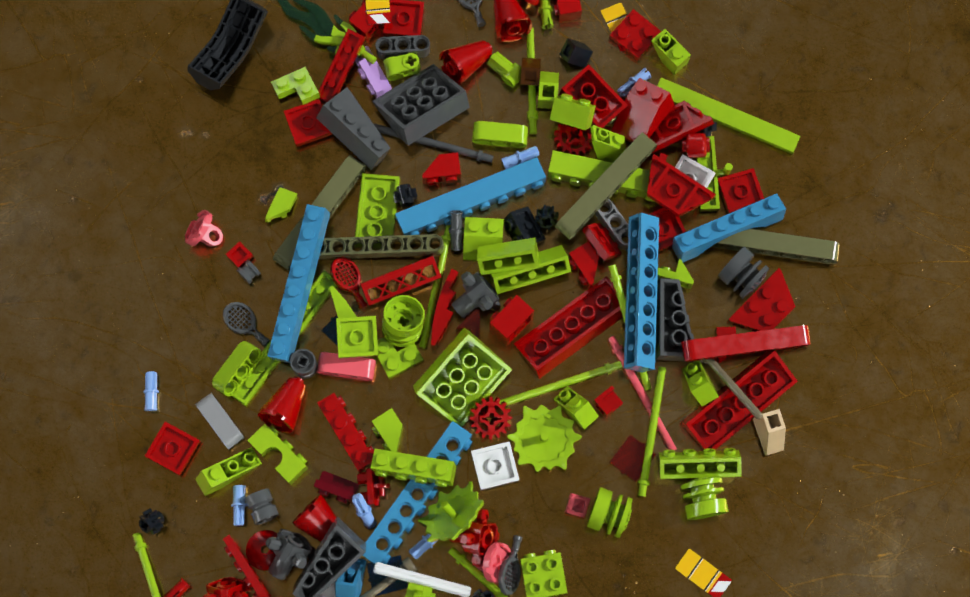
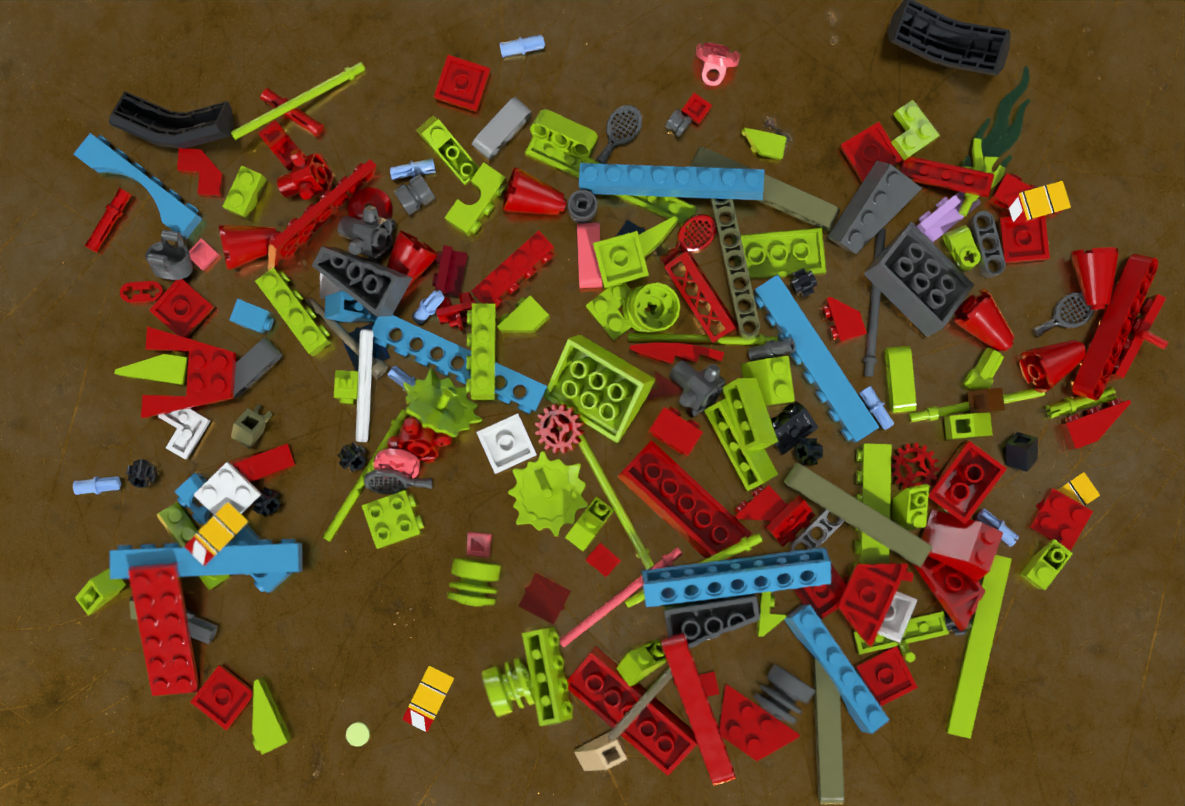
camera: 85 degrees right, 10 degrees up
(151, 521) = (377, 78): black gear -> none
(572, 112) = (941, 459): lime brick -> none
(643, 481) = (519, 615): lime bar -> none
(696, 145) = (930, 614): red head -> none

